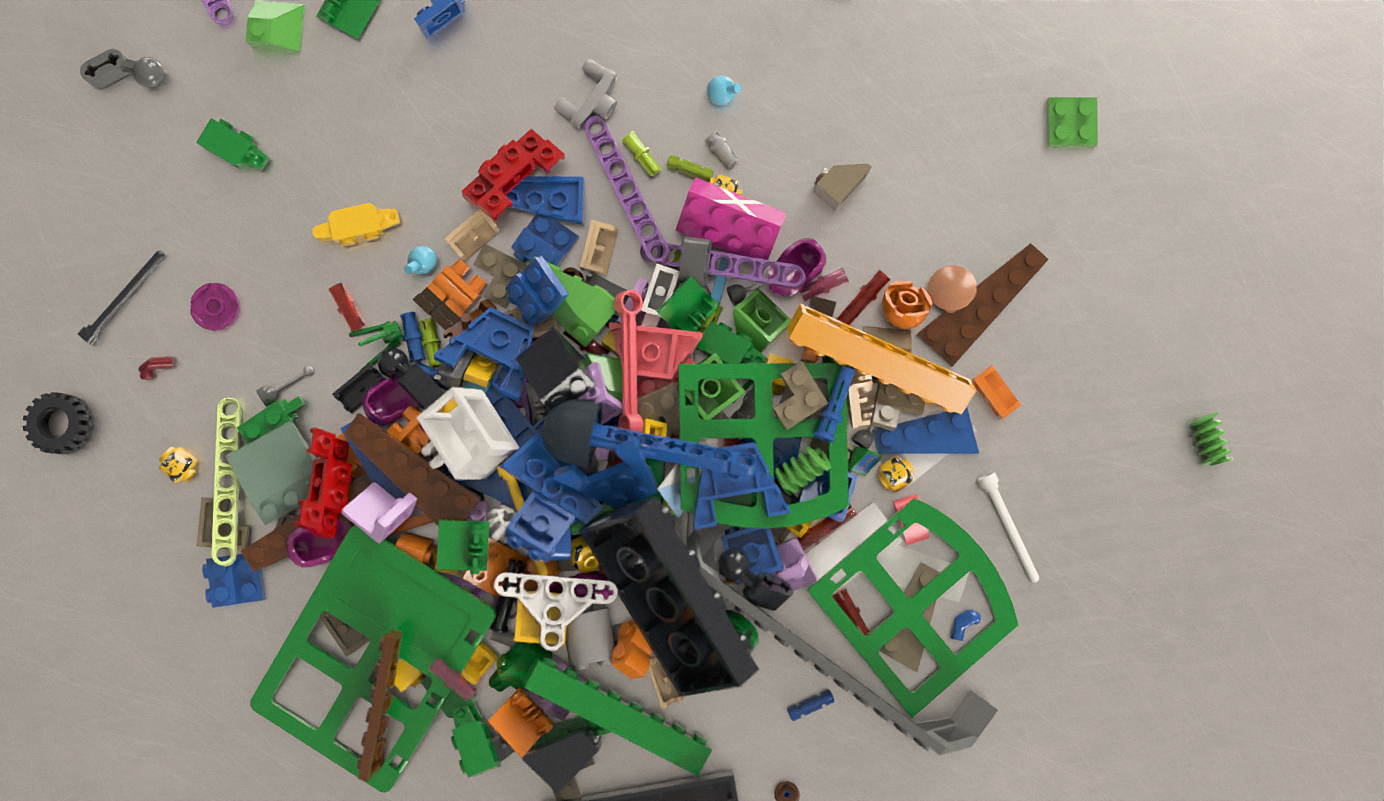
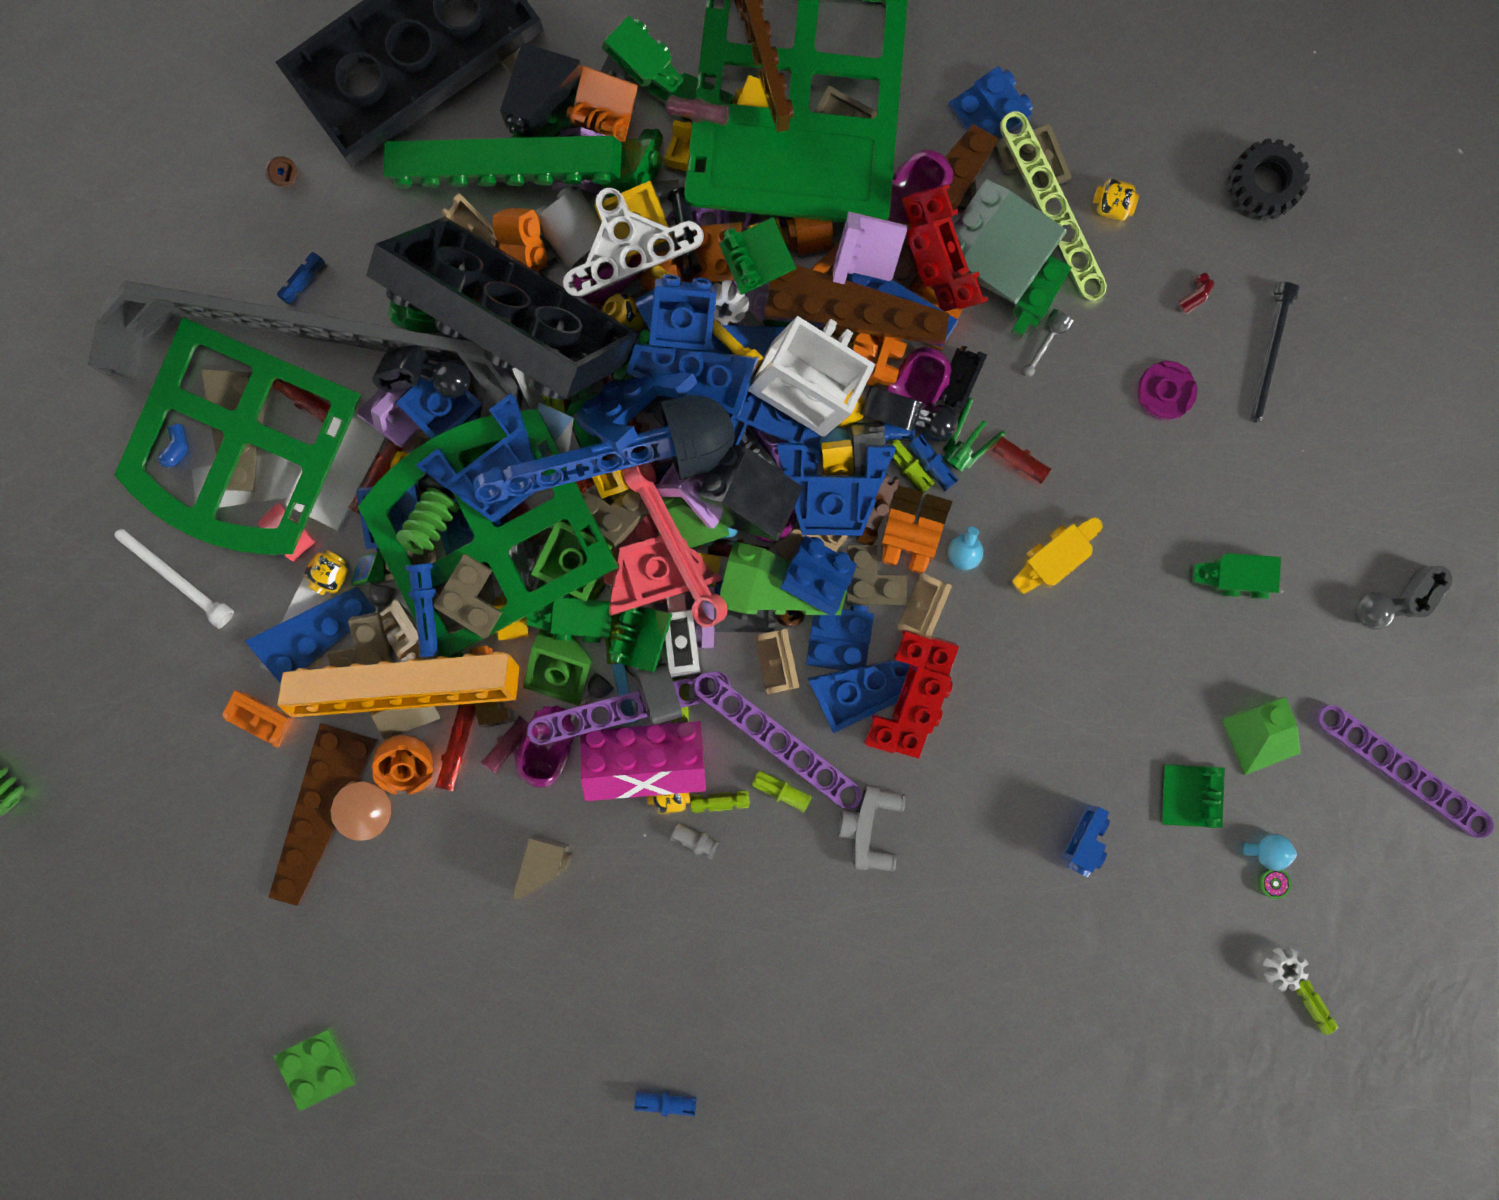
camera: 150 degrees right, 0 degrees up
(722, 90) = (726, 908): medium azure piece -> none

